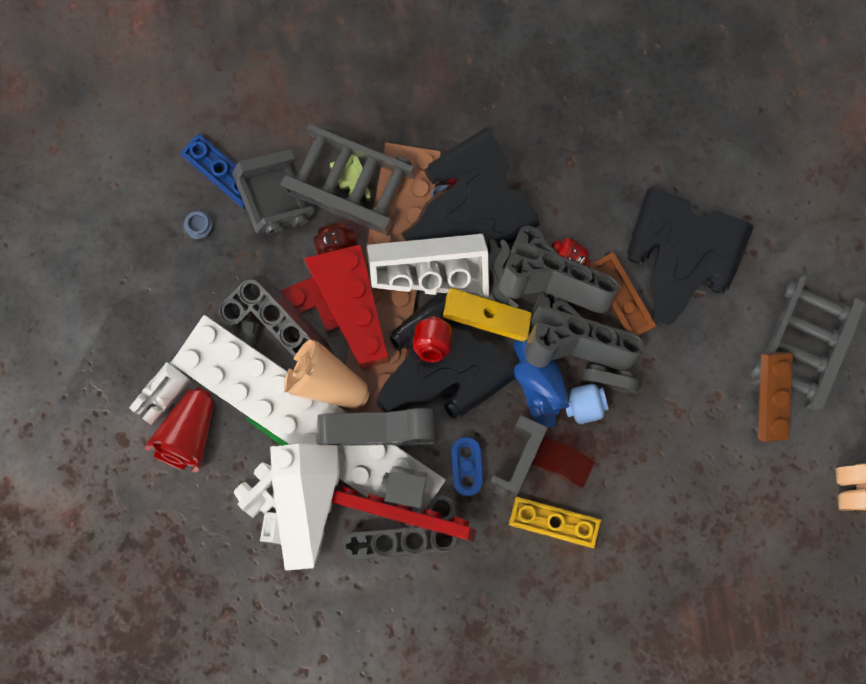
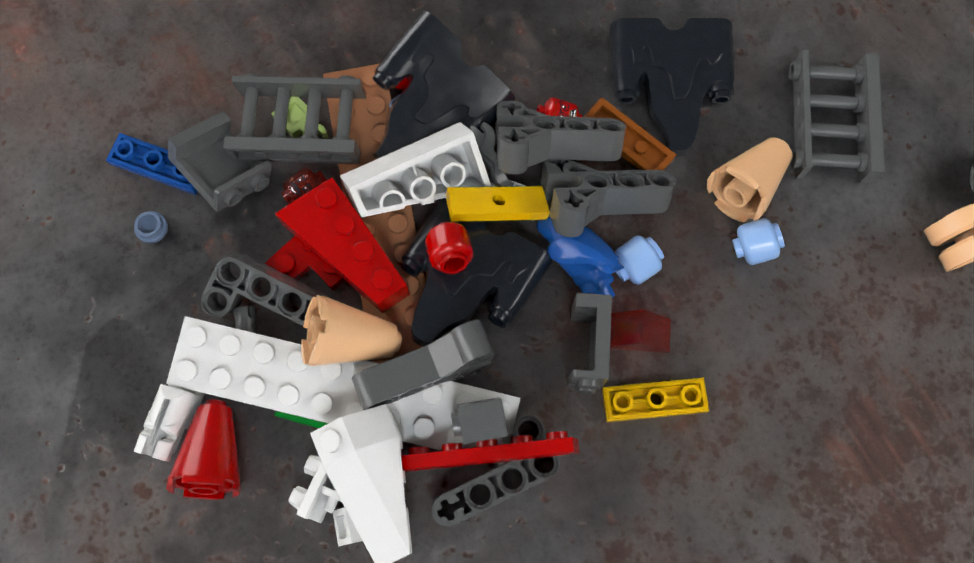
camera: 20 degrees left, 5 degrees down
(466, 466) = (538, 375): blue plate -> none
(621, 382) = (664, 225): dark grey plate -> none
(693, 425) = (758, 241): none -> light blue head
(710, 370) = (750, 180): none -> light nougat cone
(775, 396) = (830, 179): dark orange plate -> none

